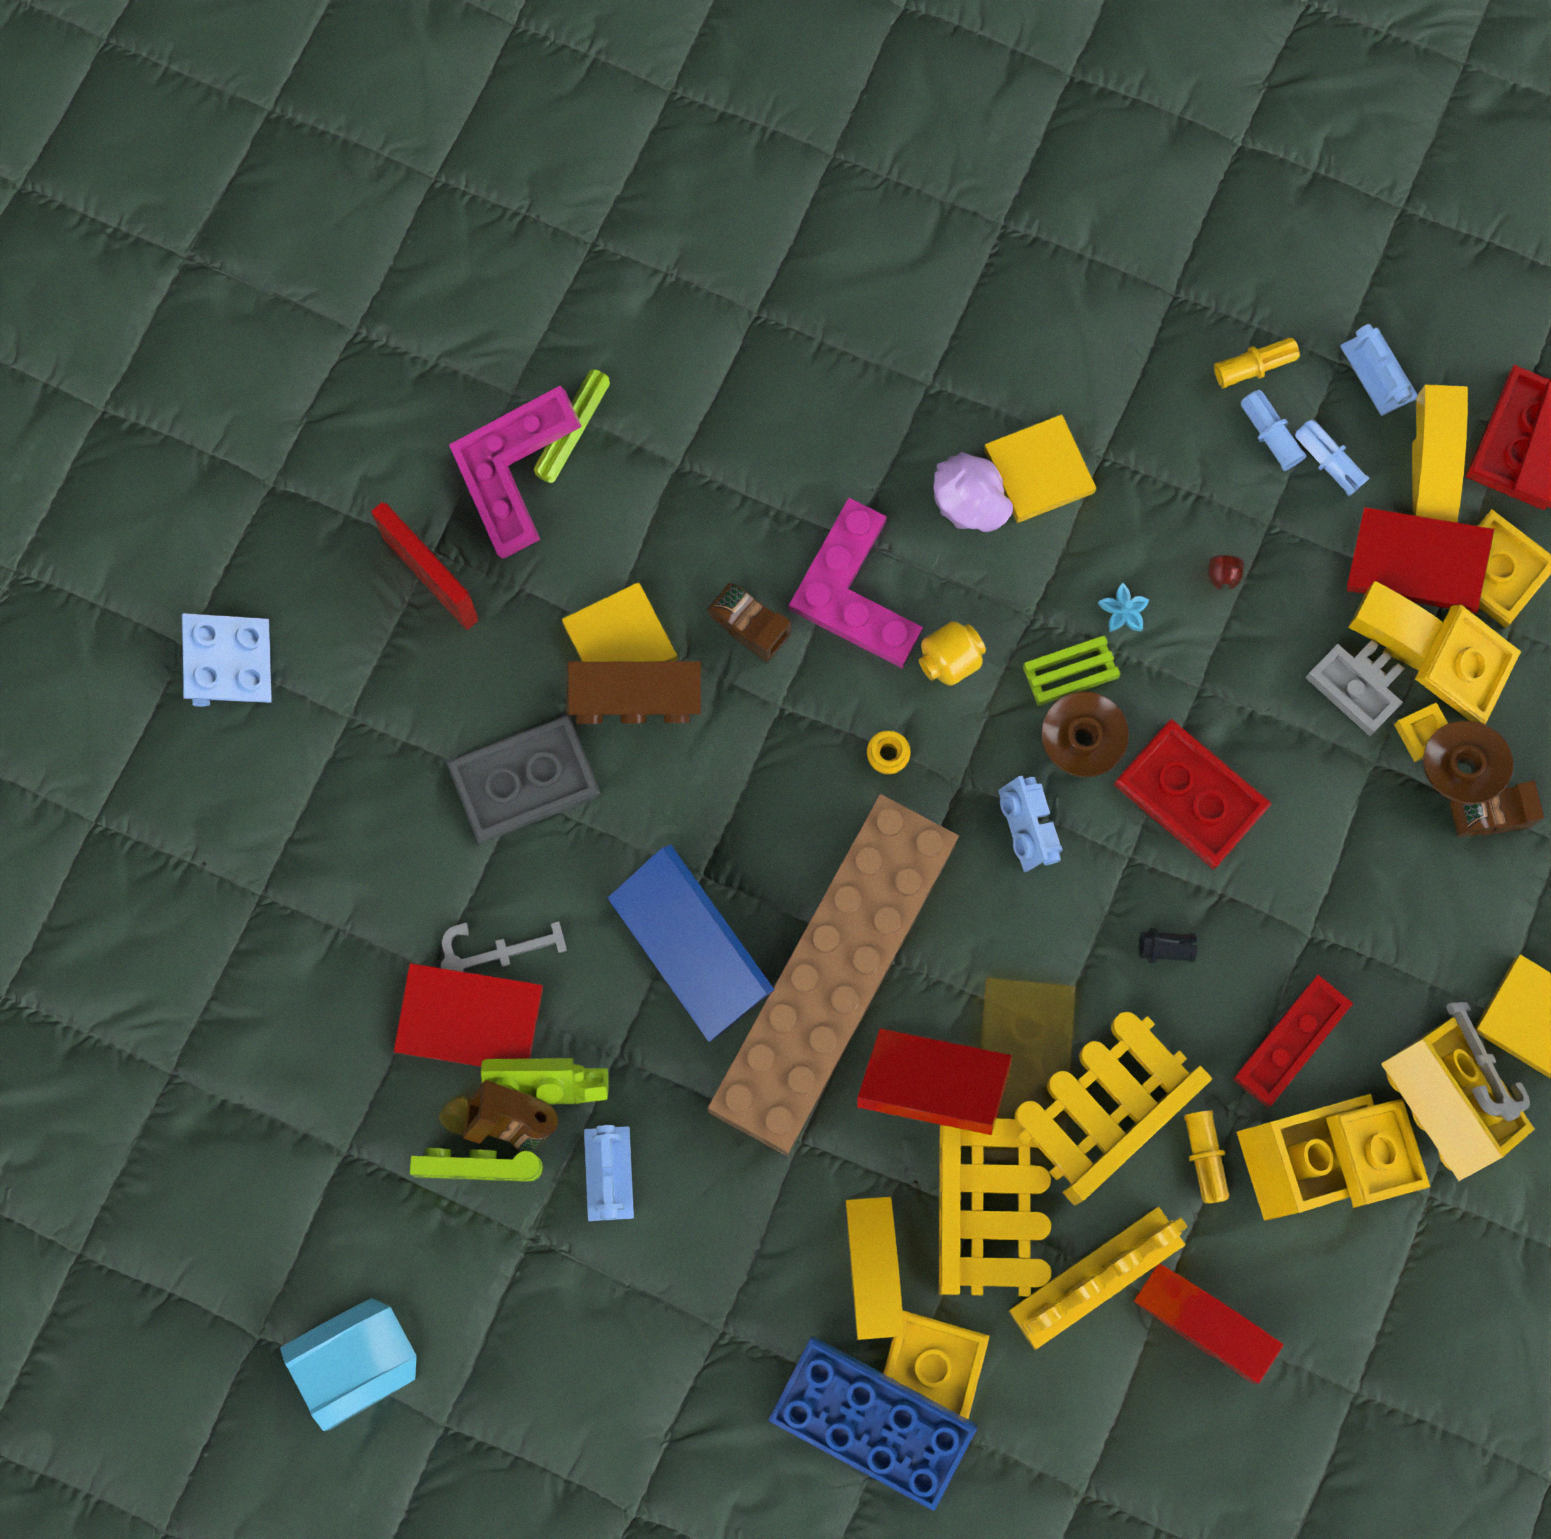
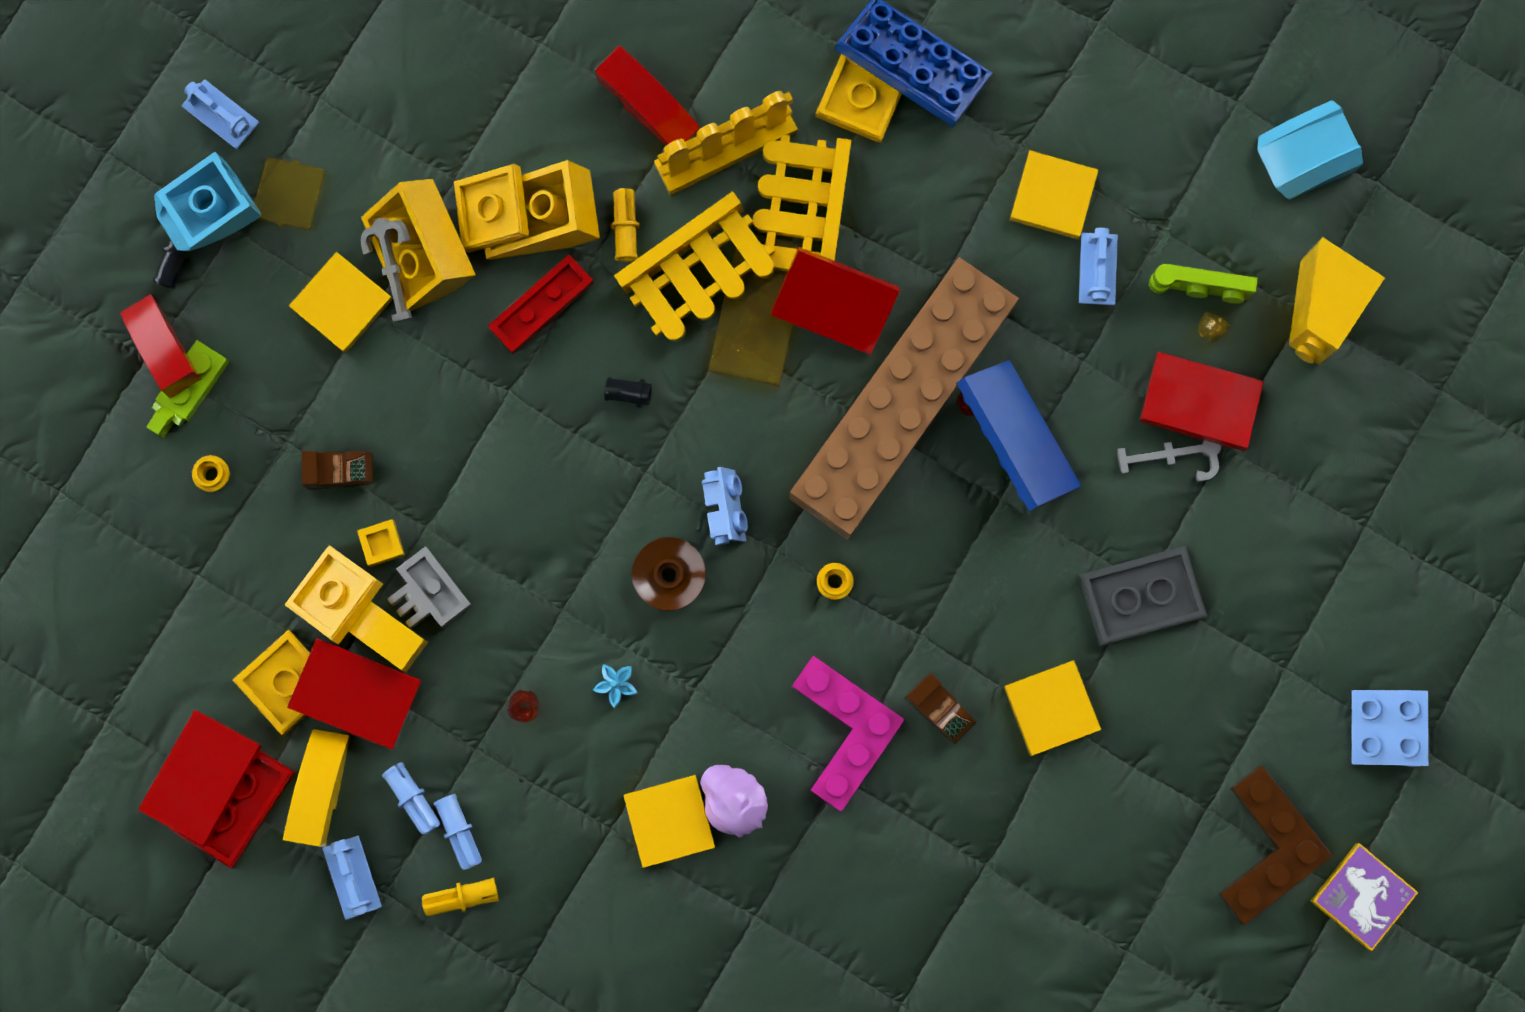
camera: 175 degrees left, 5 degrees up
(250, 476) = (1364, 896): none -> tile
(317, 1151) = (1329, 300): none -> yellow slope
(330, 509) = (1296, 844): none -> reddish brown plate
(425, 565) = (1217, 783): red tile -> none
(492, 448) = (1158, 877): dark pink plate -> none
(509, 1116) = (1176, 316): reddish brown leg -> none
(549, 1079) = (1145, 342): lime hinge -> none
(584, 404) = (1077, 910): lime axle -> none
(633, 690) = (1047, 654): reddish brown brick -> none
(672, 1264) = (1054, 195): none -> yellow tile
(874, 1268) = (898, 169): yellow slope -> none
(952, 653) = (771, 657): yellow head -> none
(1104, 658) = (666, 620): lime tile -> none
(1192, 794) = (585, 517): red tile -> none
(1475, 746) = (334, 508): reddish brown dish -> none

